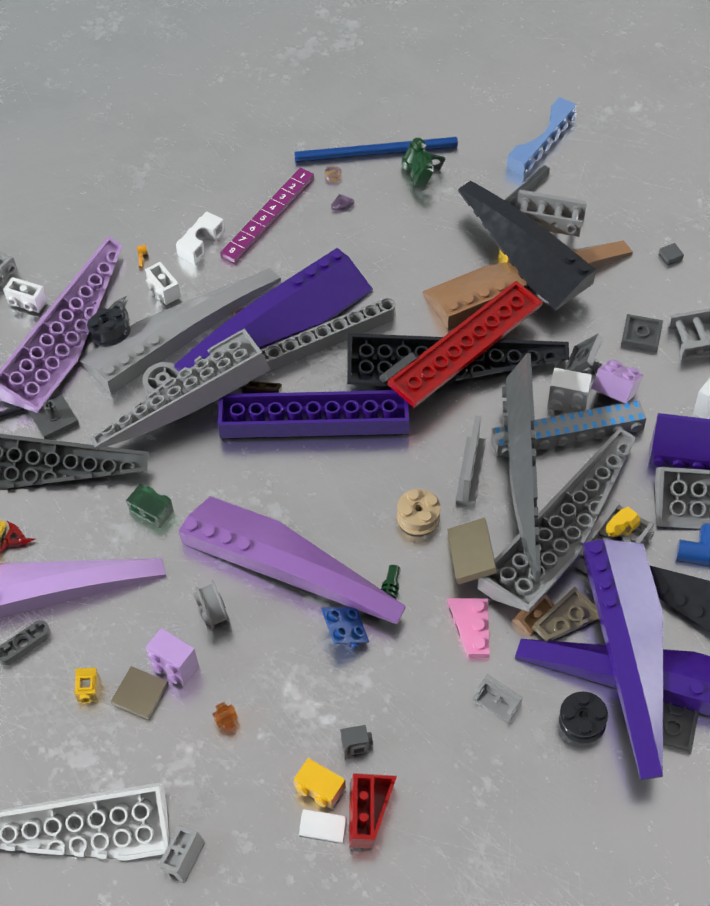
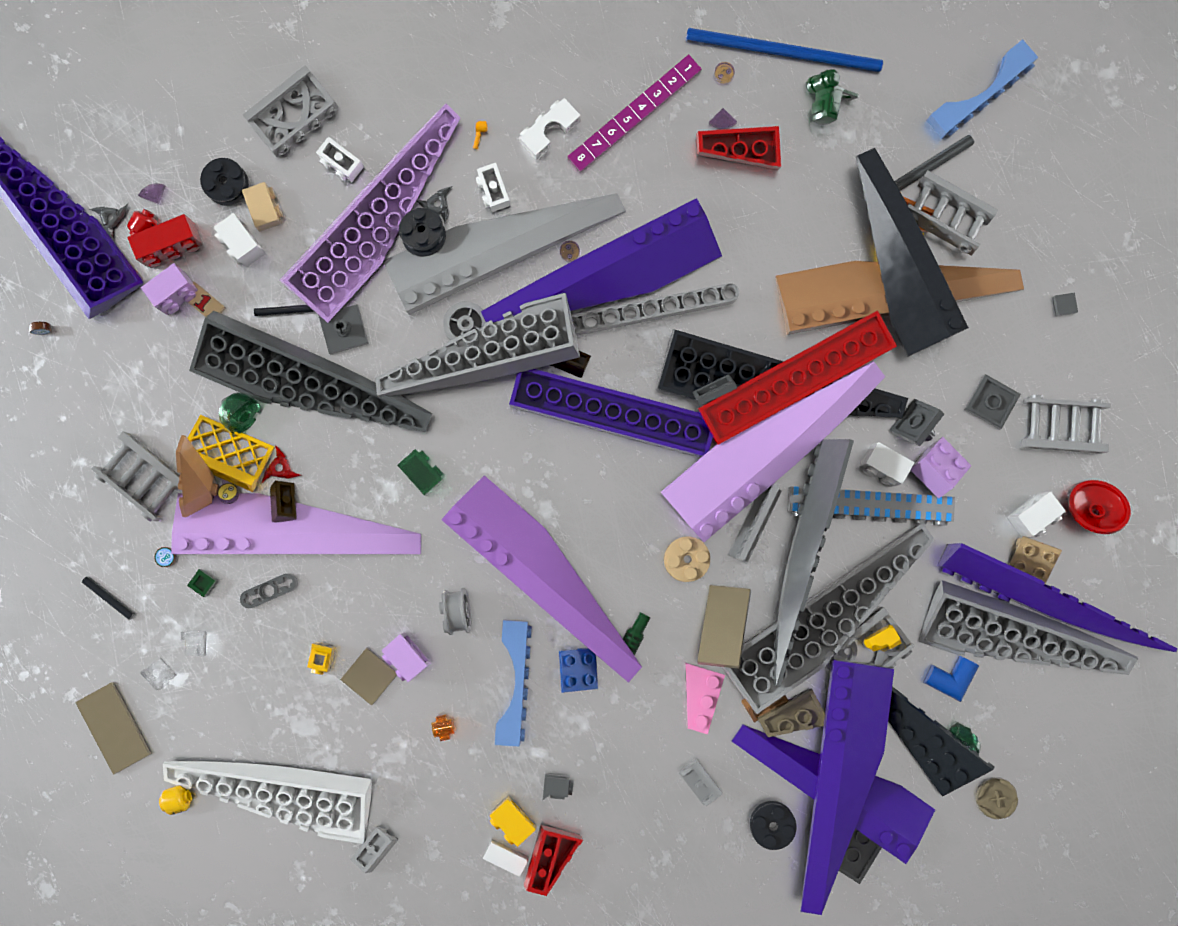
camera: 15 degrees right, 30 degrees up
(22, 560) = (282, 501): none -> dark brown slope
(290, 696) = (515, 640): none -> medium blue arch
(362, 210) = (745, 145): none -> red wedge
(448, 413) = (757, 457): none -> lavender wedge

